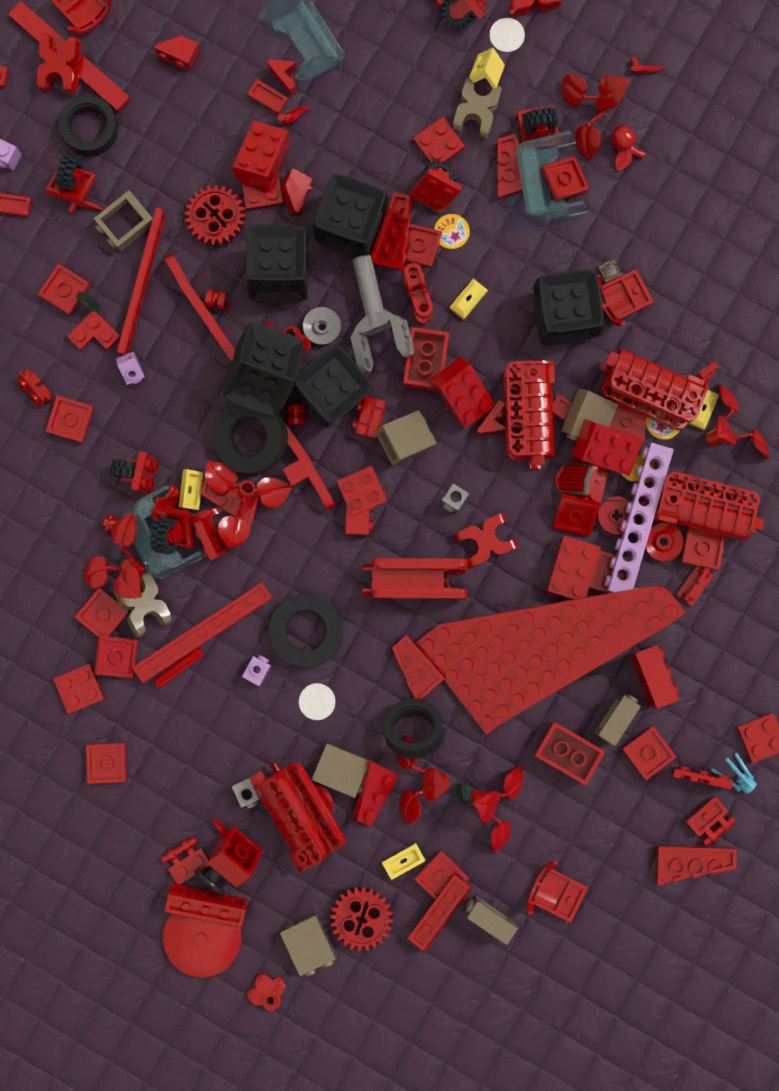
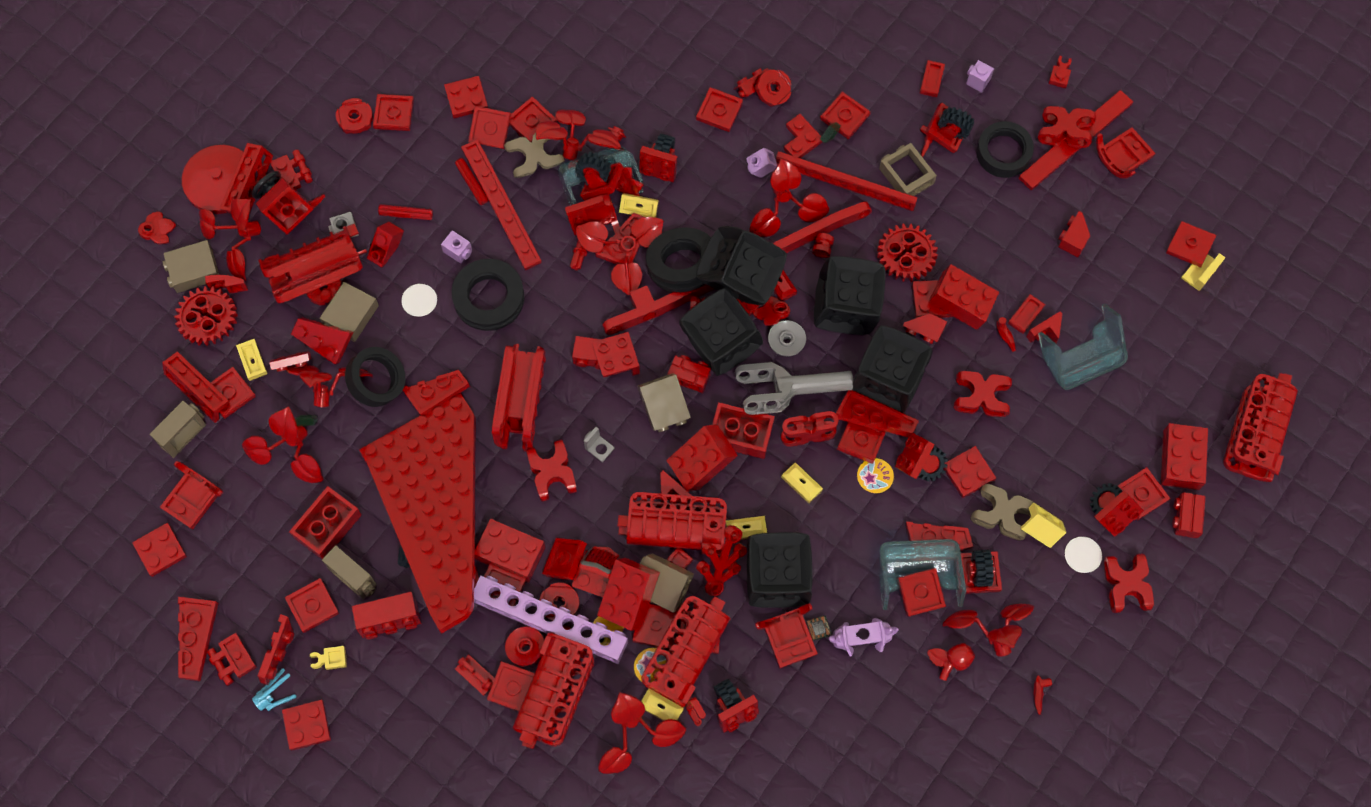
camera: 95 degrees right, 15 degrees down
(44, 374) = (764, 90): none -> red plate
(109, 814) = (357, 125): none -> red plate
(161, 338) = (783, 178): none -> red plant
(221, 731) = (405, 212): none -> red axle
(254, 544) = (578, 257): none -> red axle
(259, 894) = (240, 214): none -> red plant
(261, 746) = (384, 243): none -> red slope
(323, 899) = (232, 283): none -> red slope
(358, 133) = (982, 393): none -> red piece
(404, 820) = (283, 362): none -> plate
(517, 337) = (756, 524): none -> light yellow piece
(581, 370) = (715, 582): none -> red plant
(611, 914) = (159, 549): none -> red plate
(616, 244) = (879, 631): none -> lavender piece
(697, 723) = (332, 658): none -> light yellow plate
(698, 339) = (734, 706): none -> red plate

